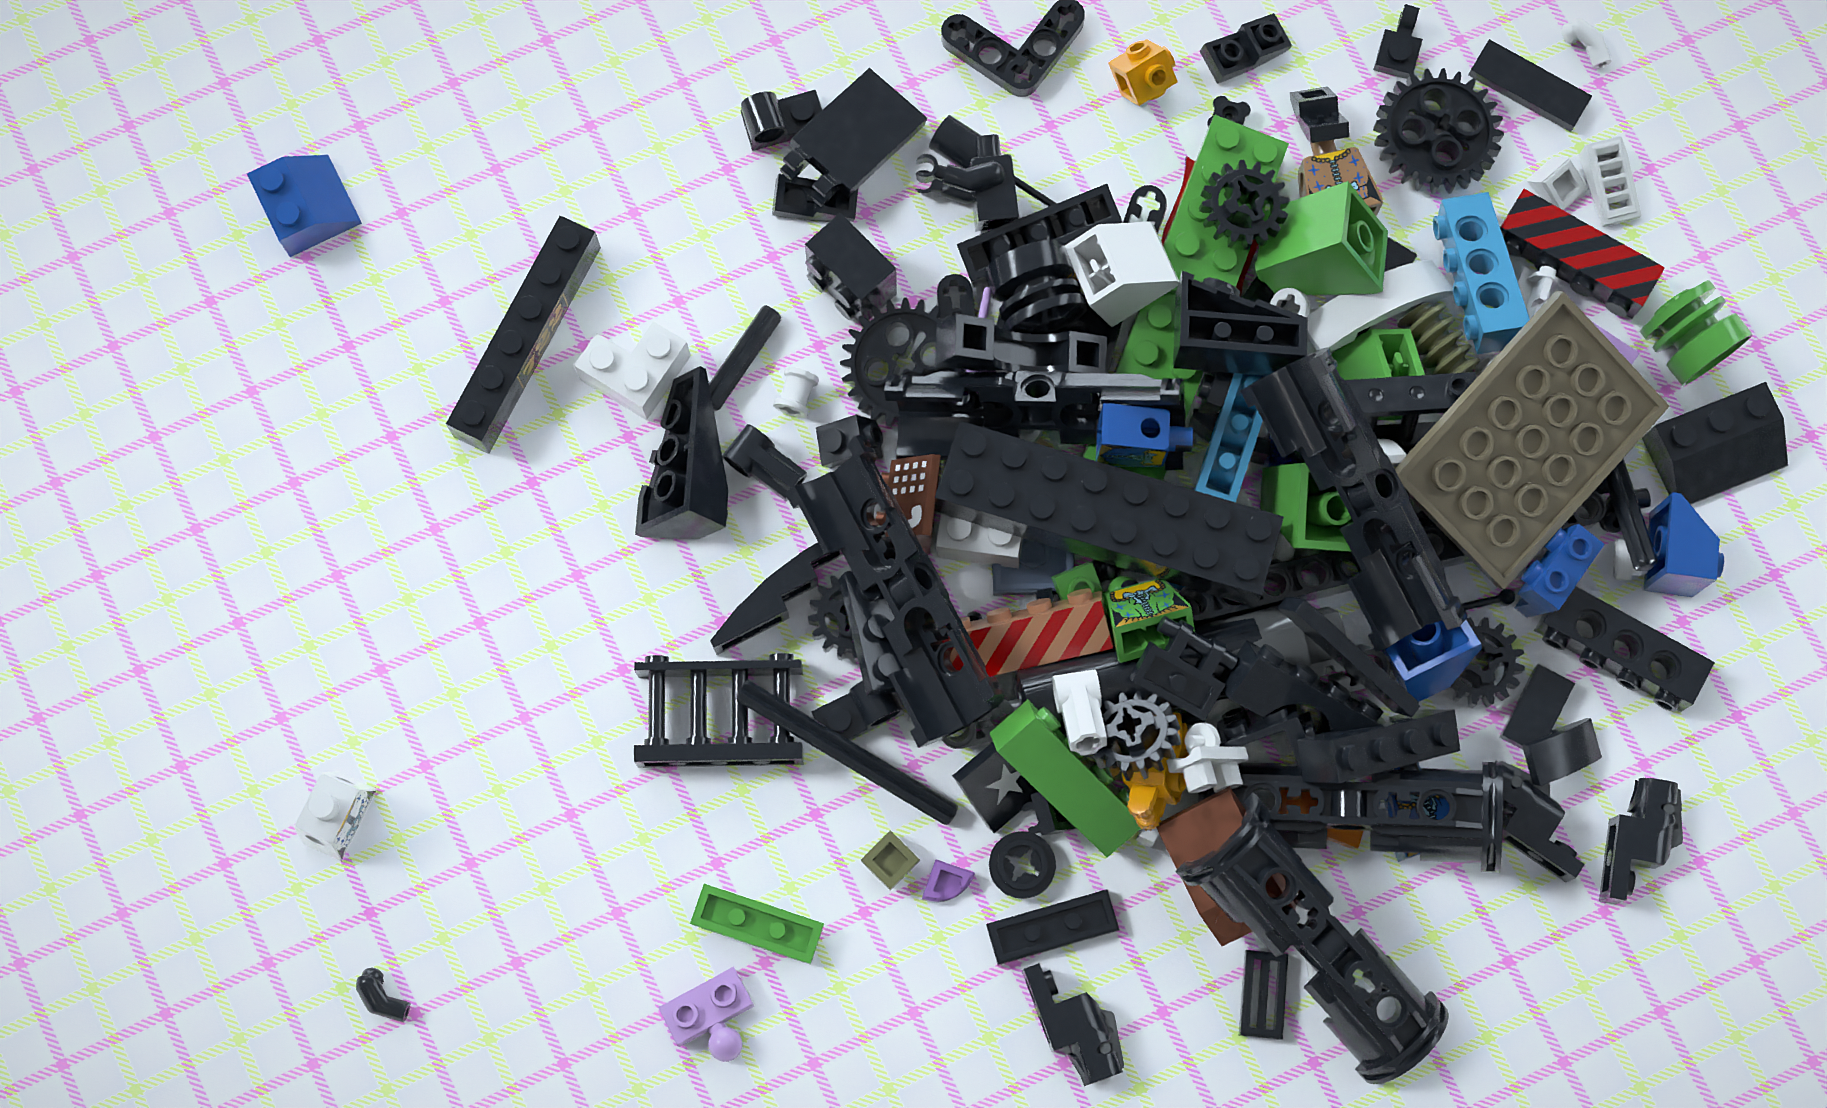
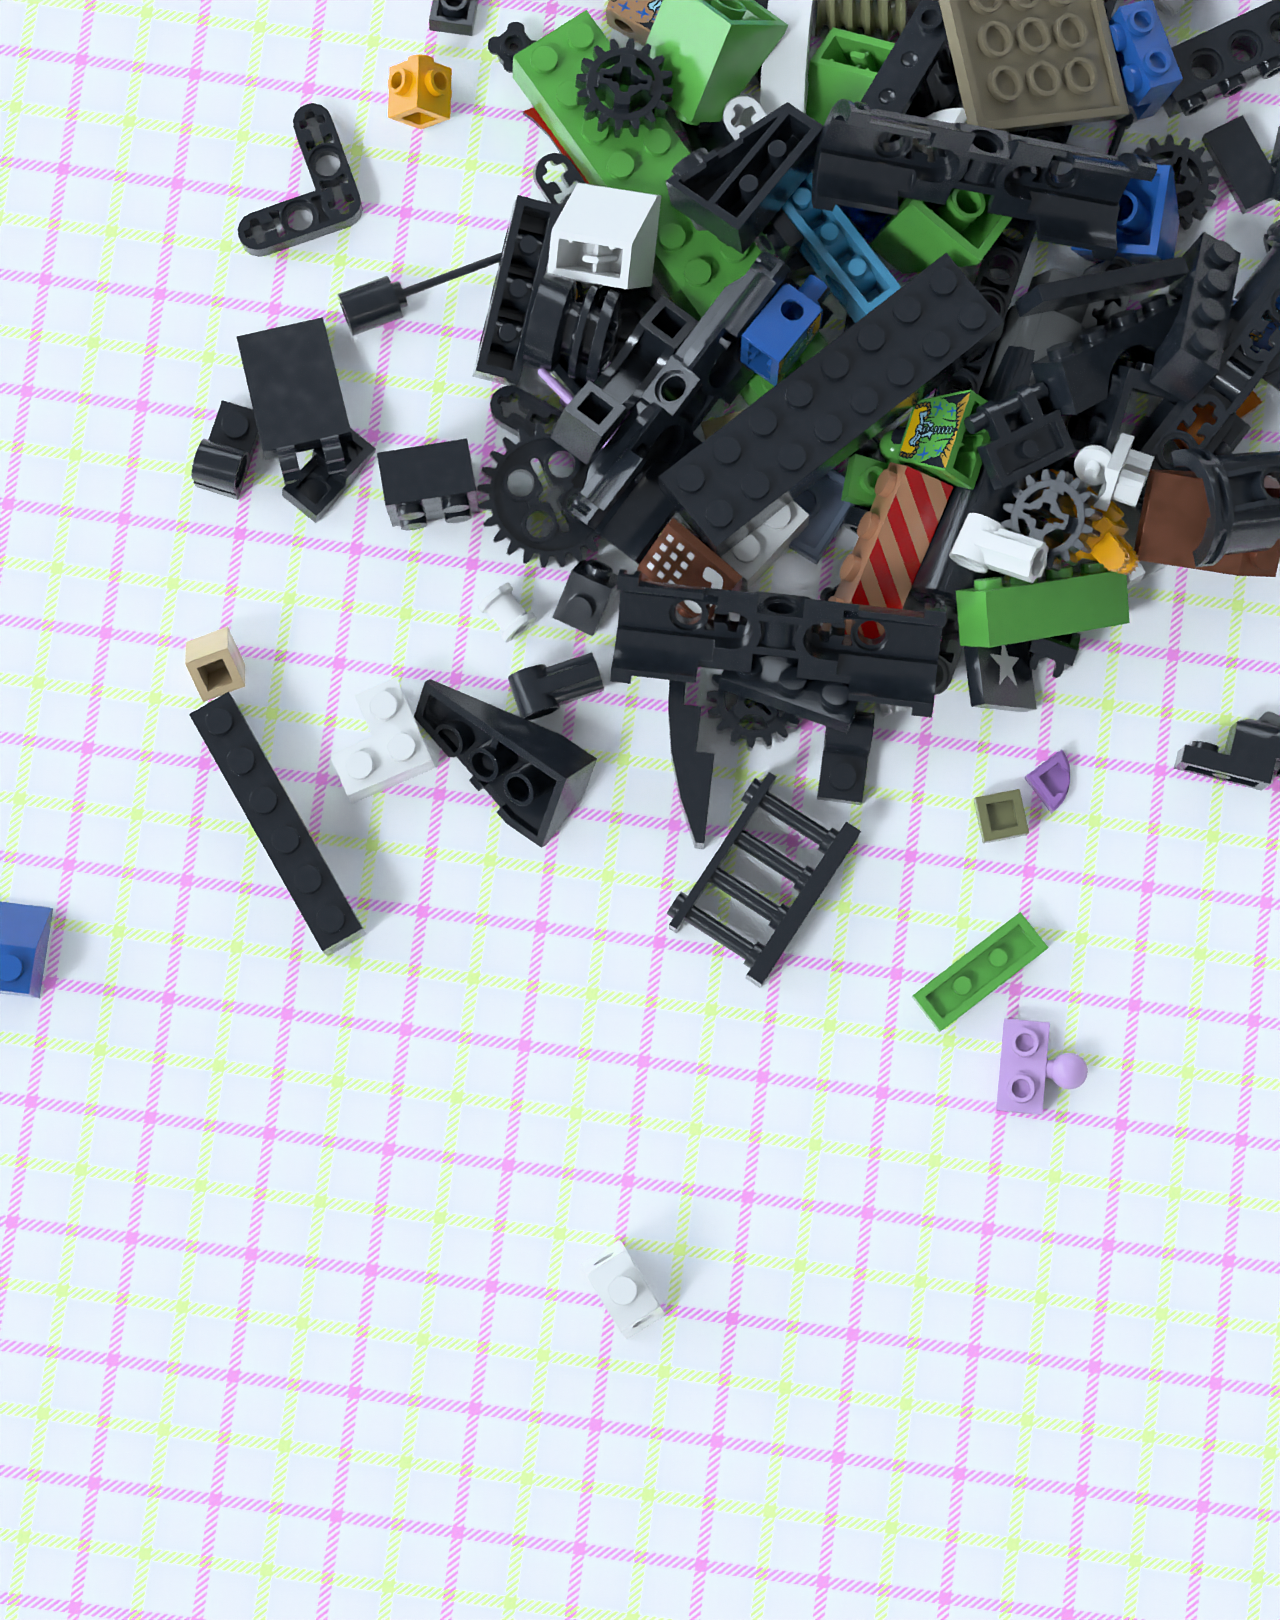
camera: 55 degrees left, 5 degrees up
(375, 998) = (818, 1360): black arm -> none
(612, 211) = (215, 664): none -> tan brick
(743, 355) = (435, 636): black axle -> none
(847, 752) = (879, 789): black axle -> none
(985, 183) = (437, 304): black torso -> none
(1016, 845) = (1088, 683): black gear -> none
(1052, 927) = (1153, 714): black tile -> none

